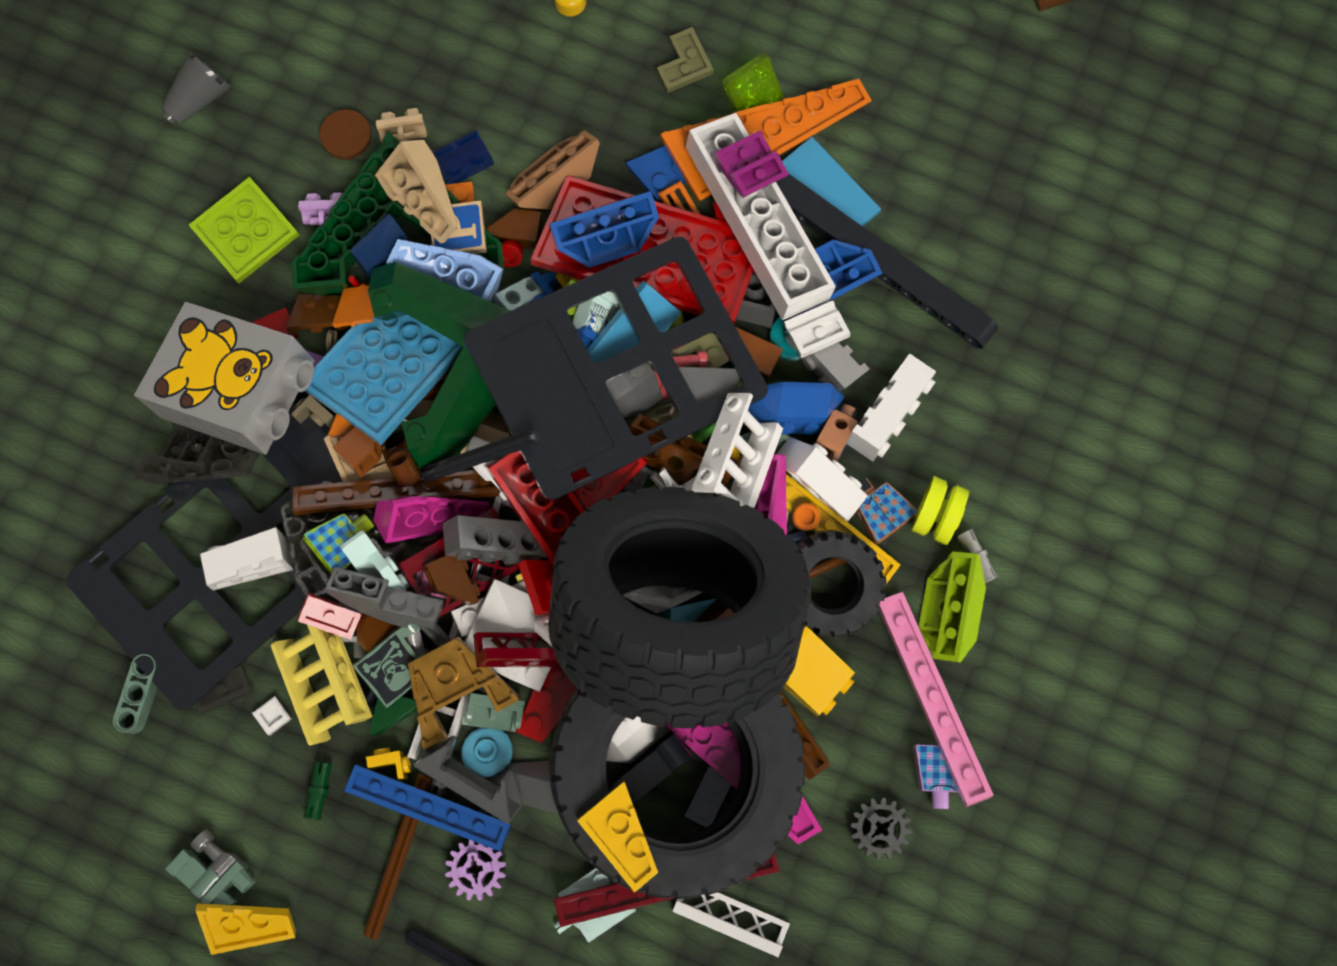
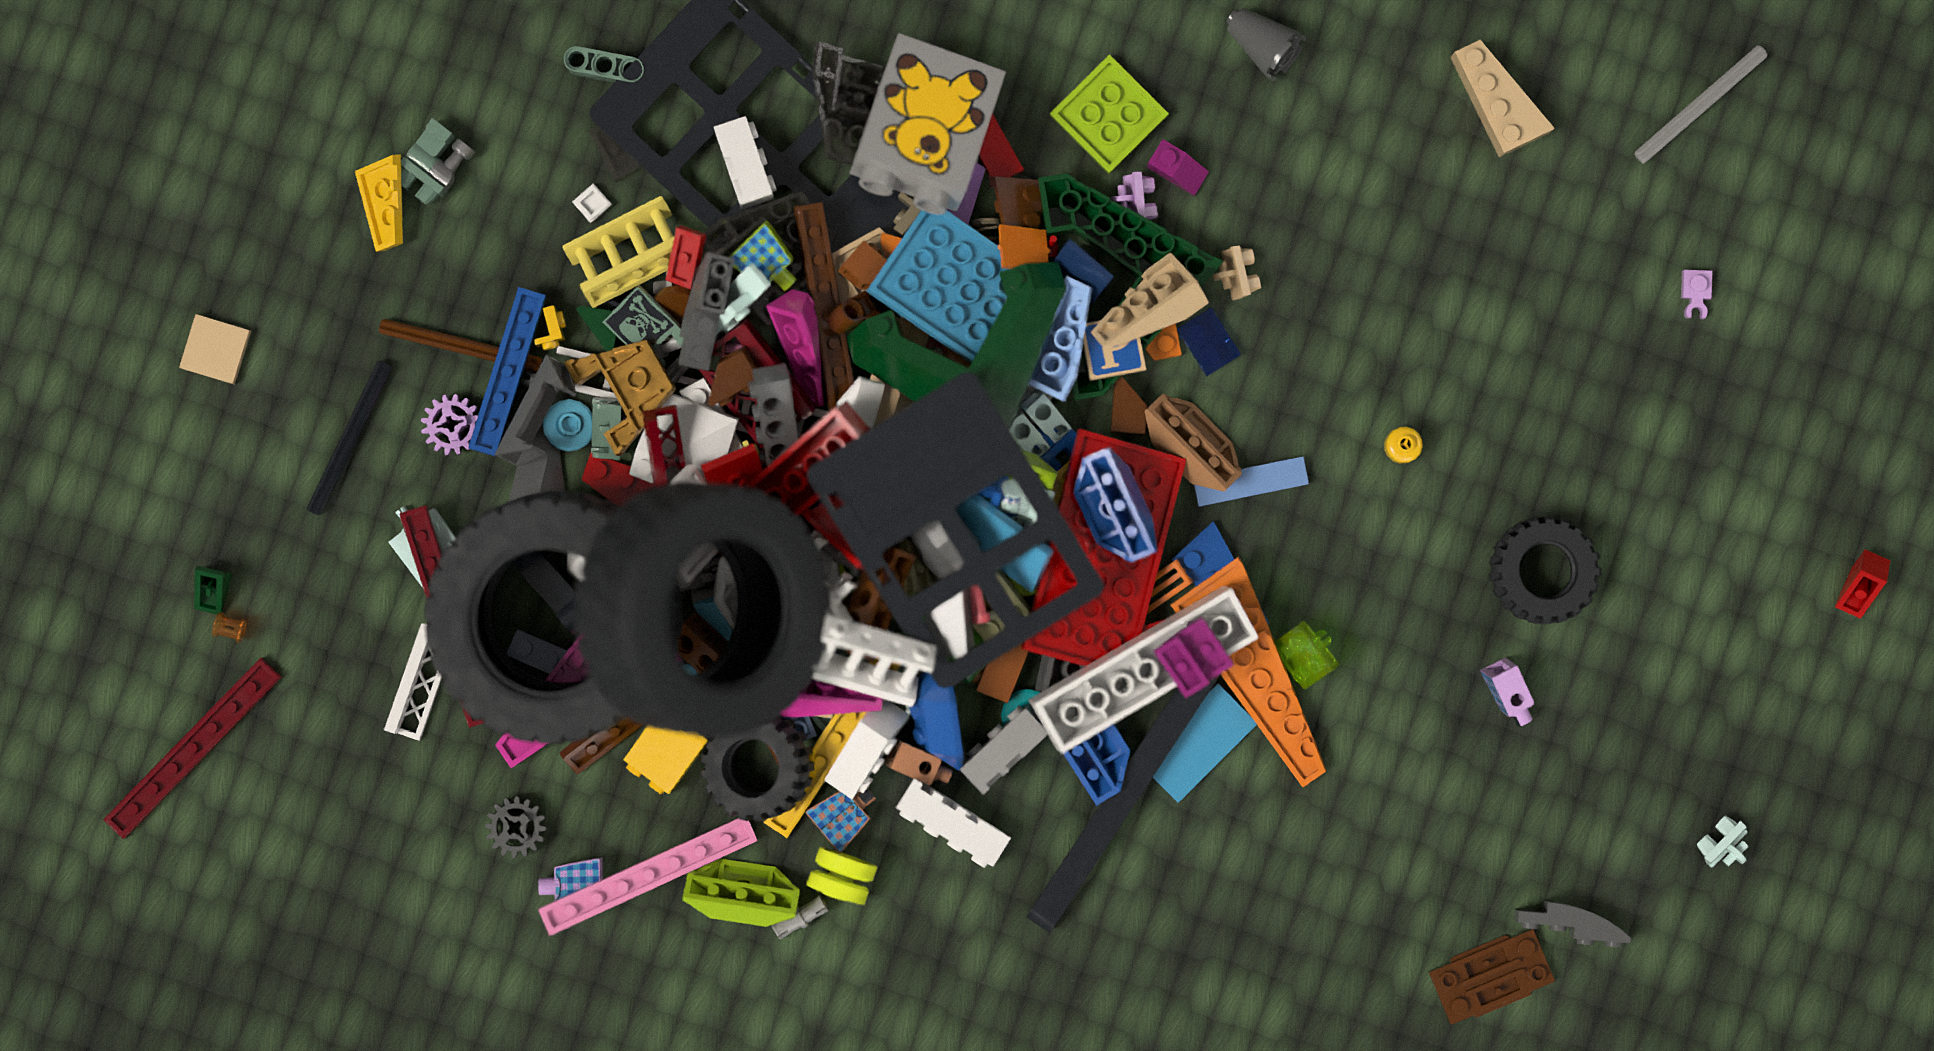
camera: 85 degrees right, 10 degrees up
(298, 174) = (1177, 167): none -> magenta slope
(317, 790) = (519, 258): dark green pin -> none
(345, 134) = (1228, 211): reddish brown tile -> none
(480, 455) = (853, 396): black axle -> none
(512, 253) = (1100, 406): red tile -> none
(592, 120) = (1258, 481): none -> medium blue tile
(619, 836) = (475, 567): yellow wing -> none
(690, 65) = (1336, 586): olive plate -> none
(805, 516) = (824, 735): orange tile -> none
(817, 329) = (1021, 737): white plate -> none

